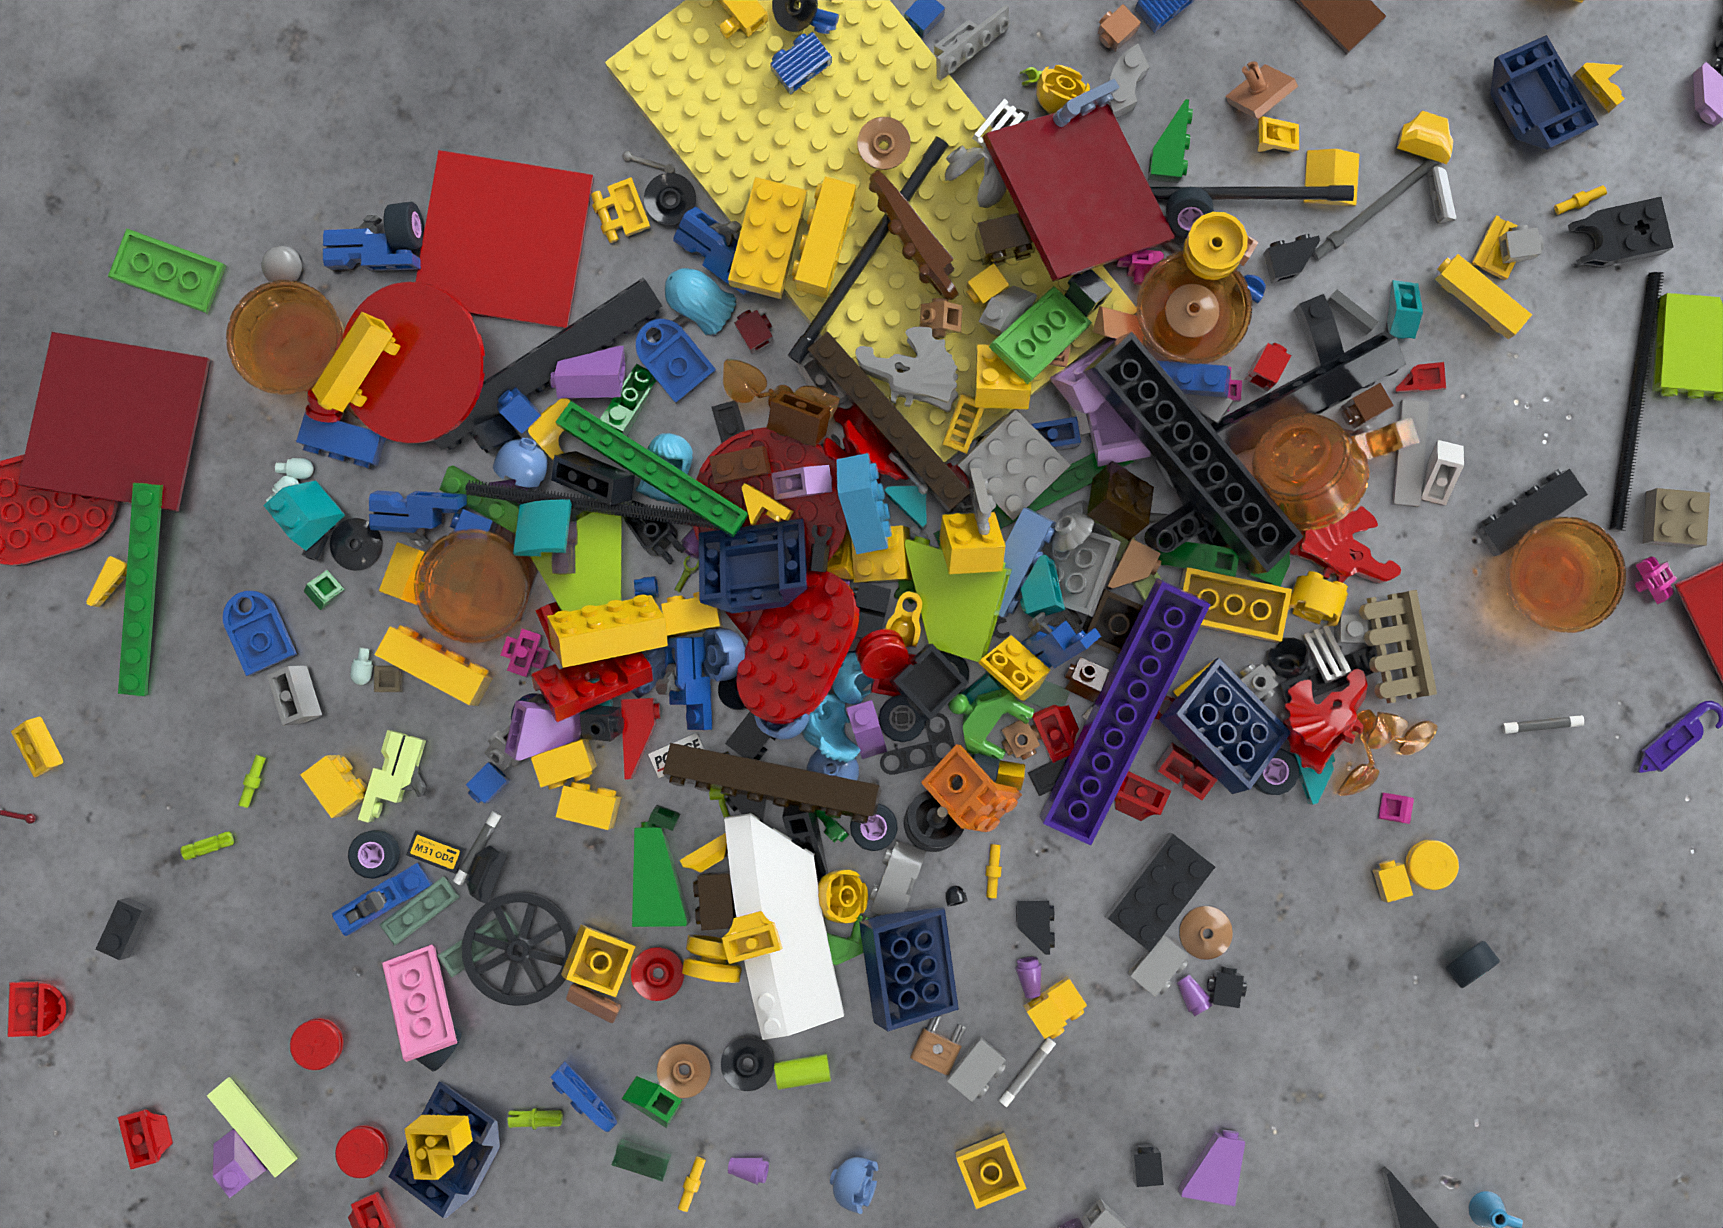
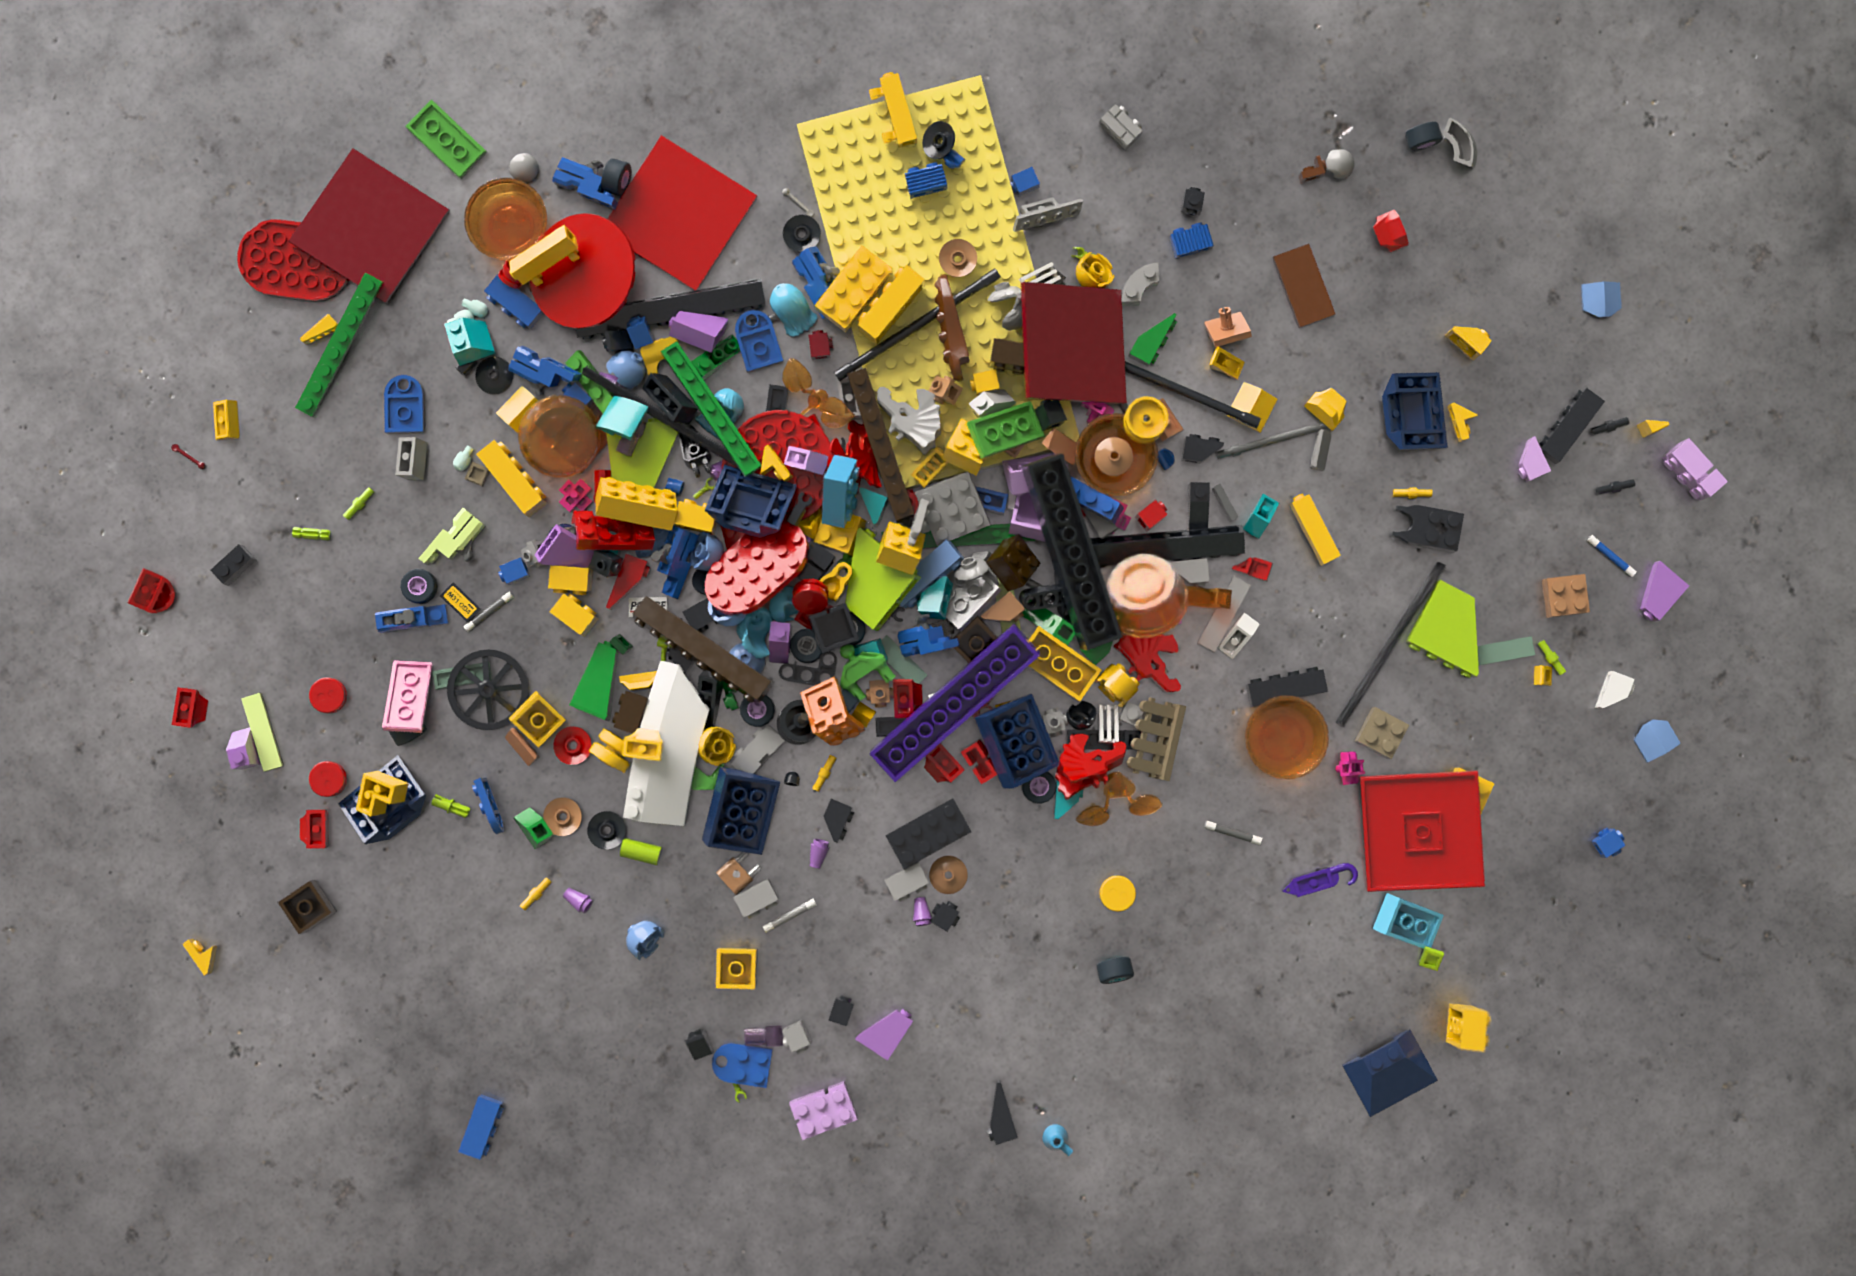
camera: 20 degrees right, 0 degrees up
(323, 589) = (459, 396): green slope -> none
(335, 785) = (413, 529): yellow brick -> none
(419, 910) = (433, 636): sand green tile -> none
(484, 872) = (486, 629): black slope -> none
(628, 207) = (771, 227): yellow plate -> none
(641, 1160) = (509, 864): clear green hinge -> none
(740, 465) = (770, 431): reddish brown brick -> none
(798, 418) = (821, 417): reddish brown brick -> none
(922, 488) = (875, 470): light grey hinge -> none
(1015, 668) = (895, 643): yellow slope -> none
(1055, 1007) = (826, 879): yellow brick -> none
(1086, 102) = (1103, 288): sand blue plate -> none
(1086, 679) = (940, 671): reddish brown brick -> none
(1117, 27) = (1151, 245): nougat brick -> none
(1186, 198) = (1144, 385): black wheel -> none
(1366, 406) = (1202, 569): reddish brown brick -> none
(1392, 881) = (1085, 892): yellow brick -> none
(1396, 808) = (1111, 846): dark pink slope -> none
(1489, 252) = (1344, 502): yellow plate -> none
(1521, 244) = (1356, 505): light grey brick -> none

